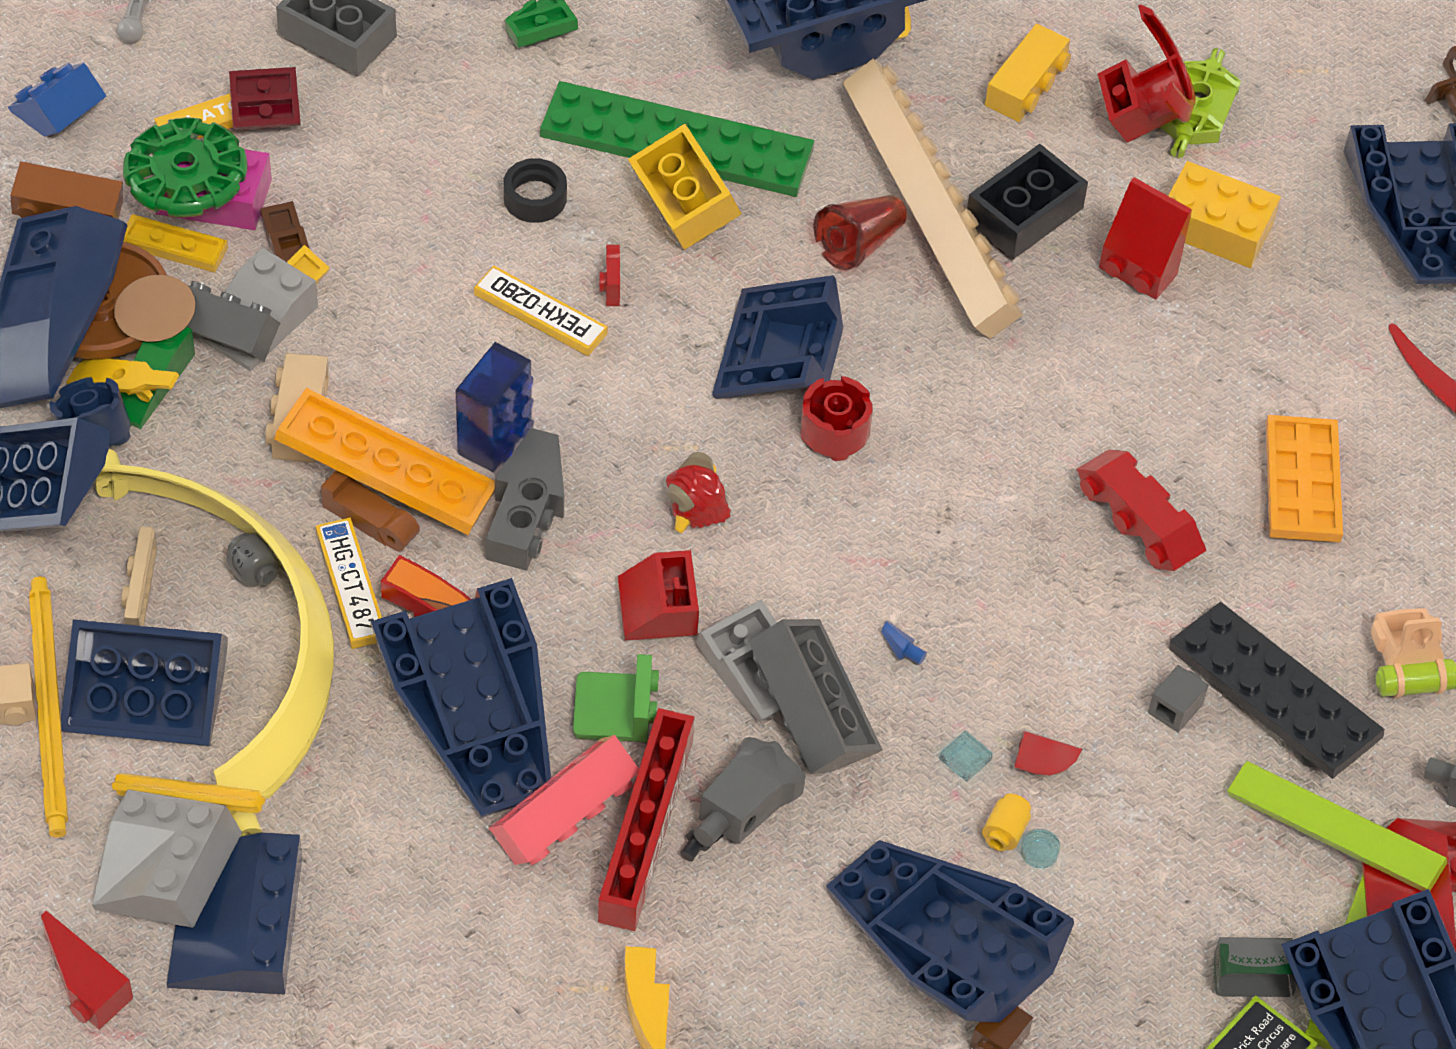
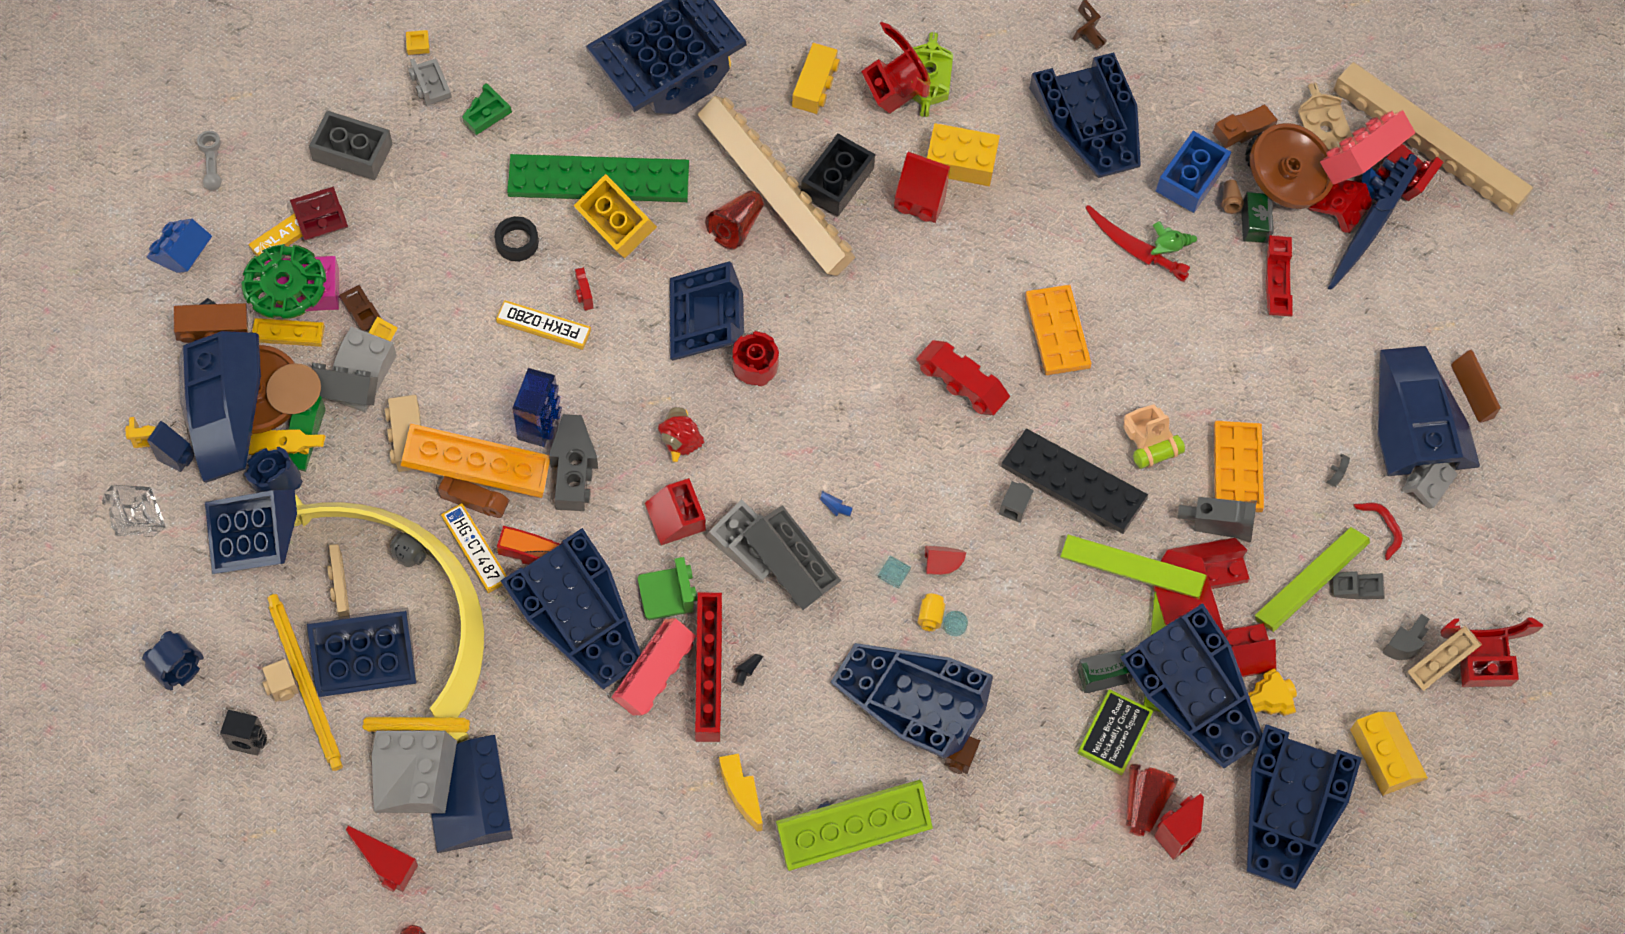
camera: 15 degrees left, 10 degrees up
(748, 791) = (767, 633): dark grey piece -> none

